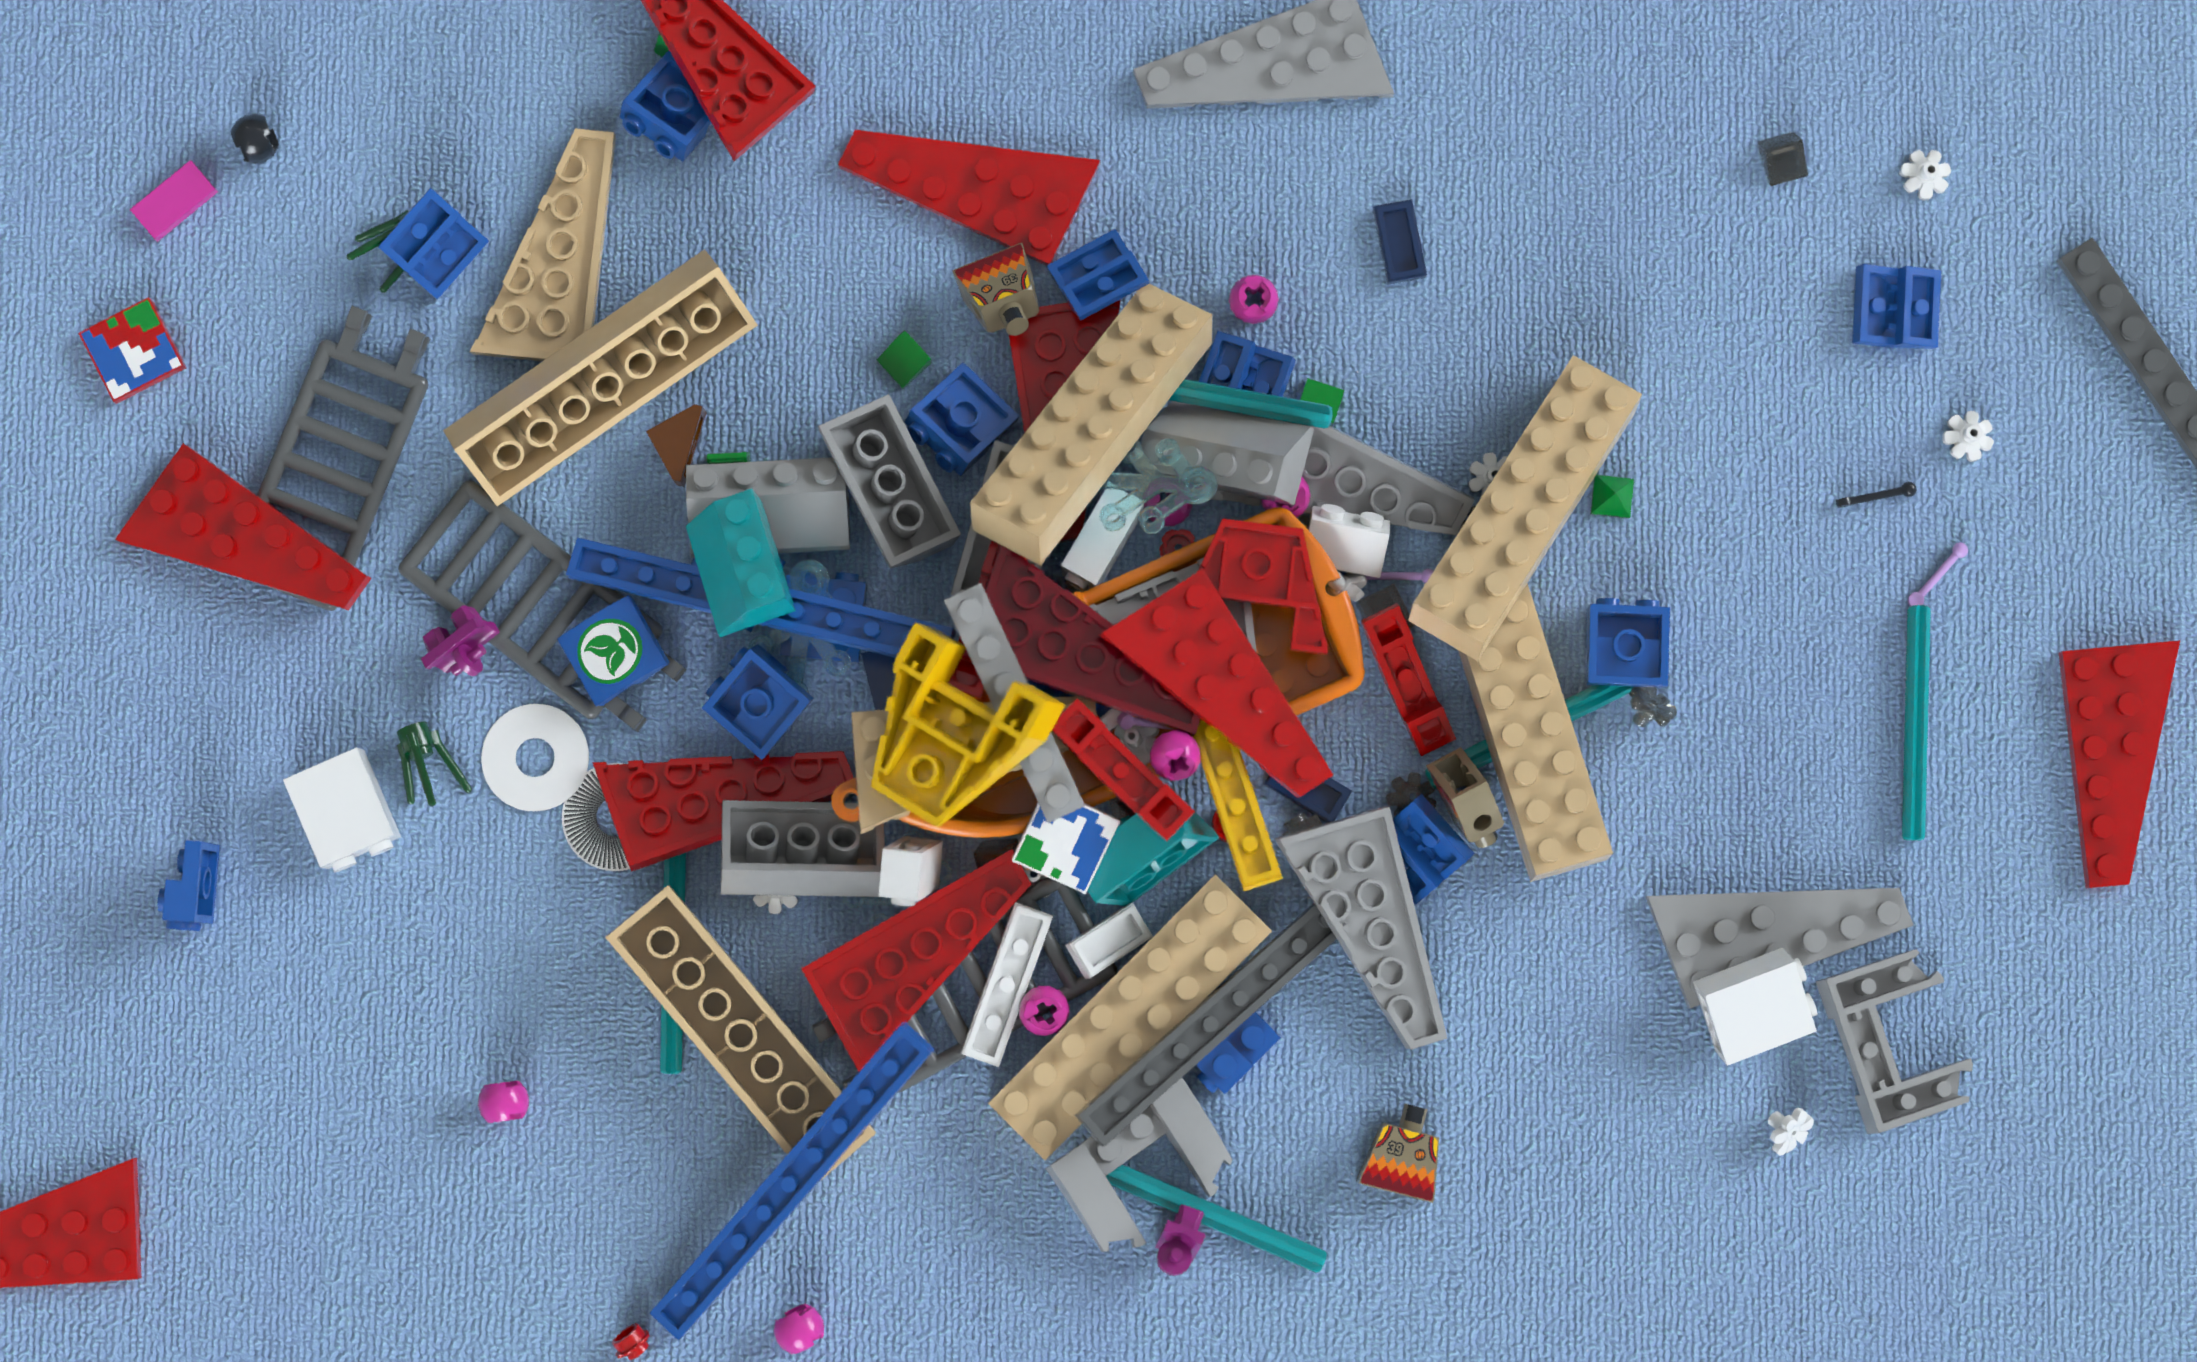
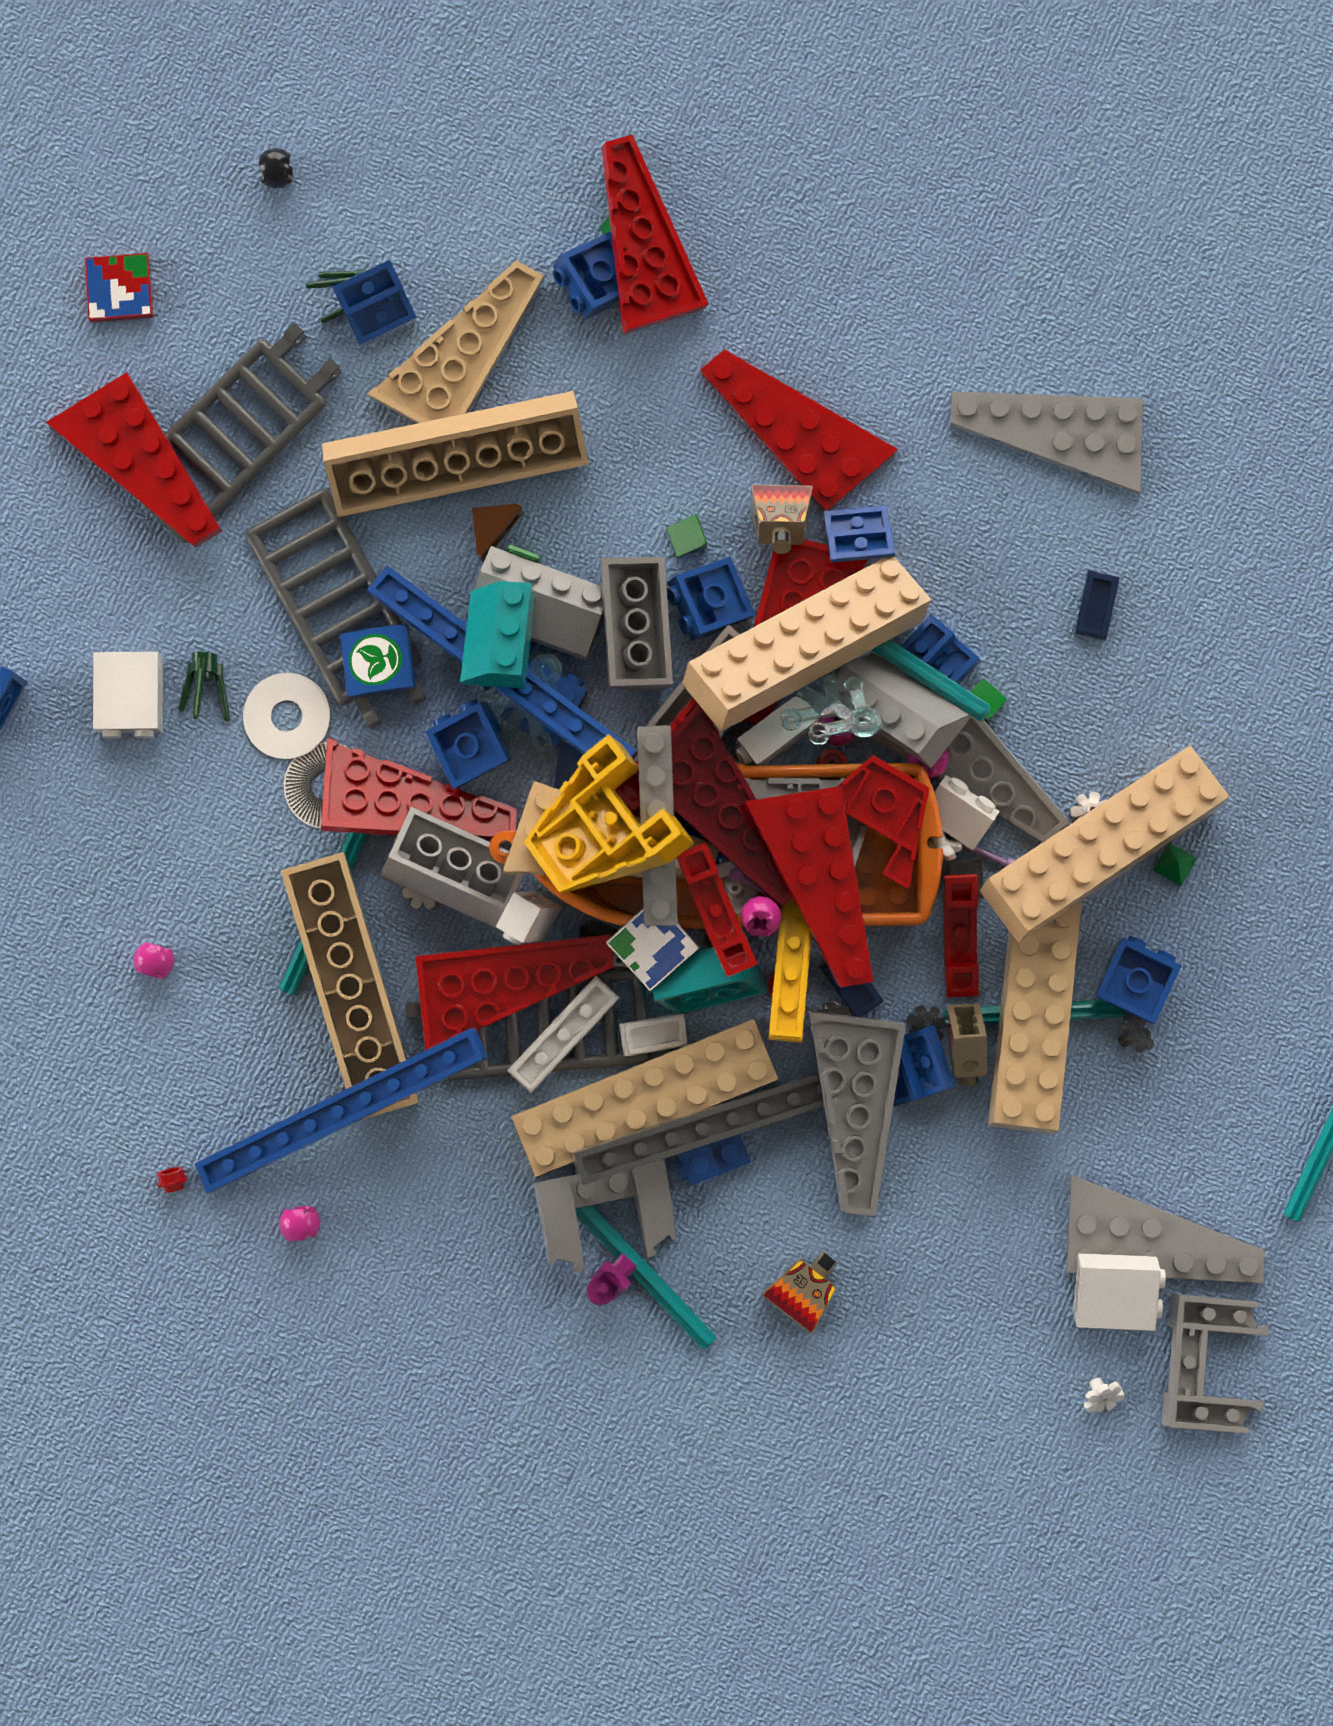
camera: 25 degrees right, 0 degrees up
(173, 200) = (196, 189): dark pink tile -> none
(463, 647) = (267, 611): magenta hips -> none
(1039, 1025) = (574, 1074): dark pink piece -> none
(1254, 313) = (972, 590): dark pink piece -> none

